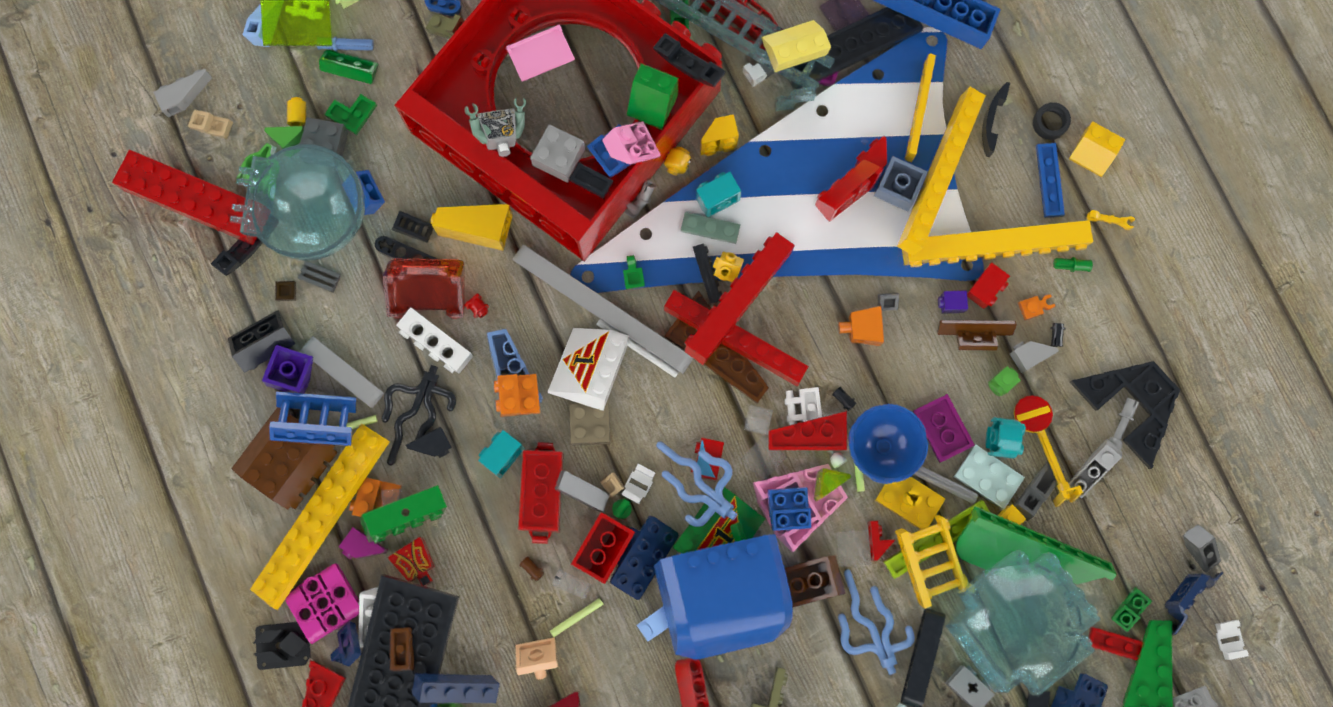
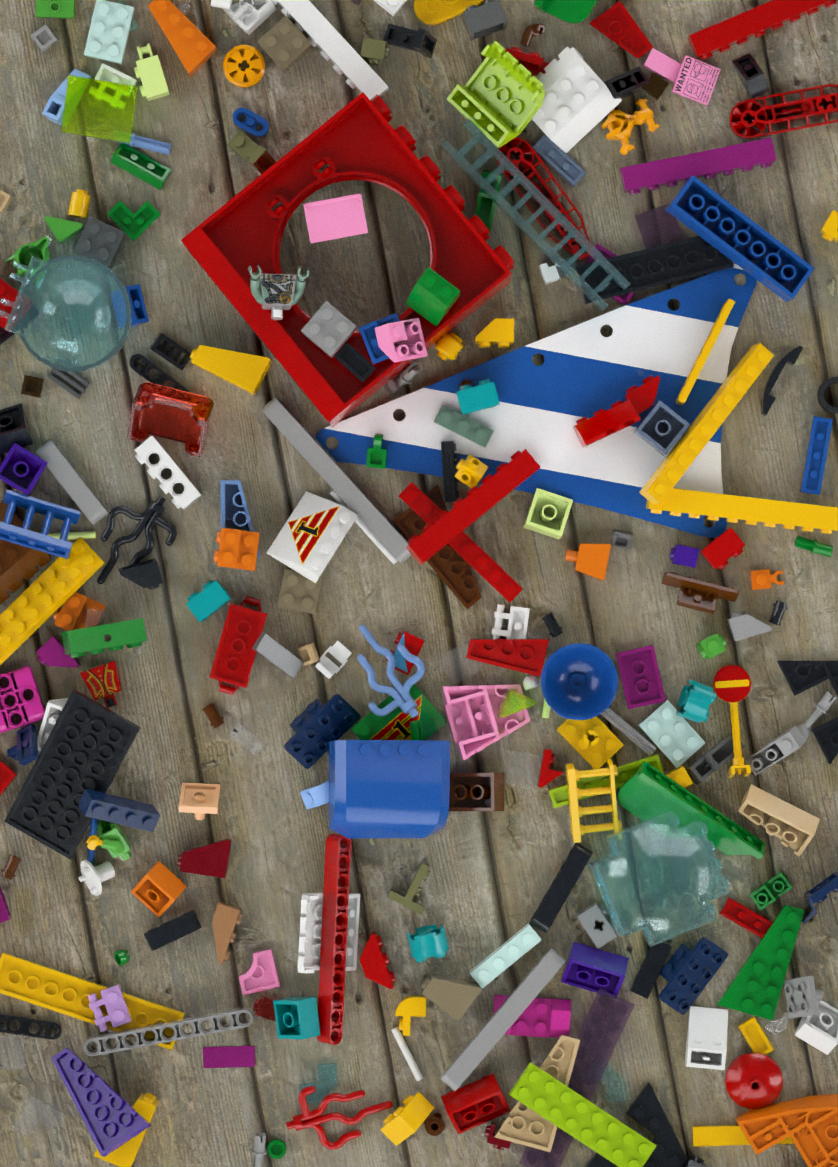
camera: 15 degrees right, 10 degrees up
(401, 650) = (76, 763): reddish brown slope -> none
(477, 306) = (217, 448): red brick -> none
(576, 617) = (244, 771): yellowish green bar -> none
(602, 548) = (284, 713): red slope -> none
(621, 509) = (311, 679): green plate -> none
(687, 62) = (478, 265): black slope -> none
(758, 420) = (462, 627): clear piece -> none
(789, 508) = (470, 719): blue slope -> none
(796, 45) = (593, 262): light yellow slope -> none
(797, 95) = (582, 312): clear light blue tile -> none
(812, 292) = (548, 513): none -> yellowish green slope
(883, 649) = (526, 871): medium blue plant -> none
(1120, 534) = (779, 818): none -> tan wedge

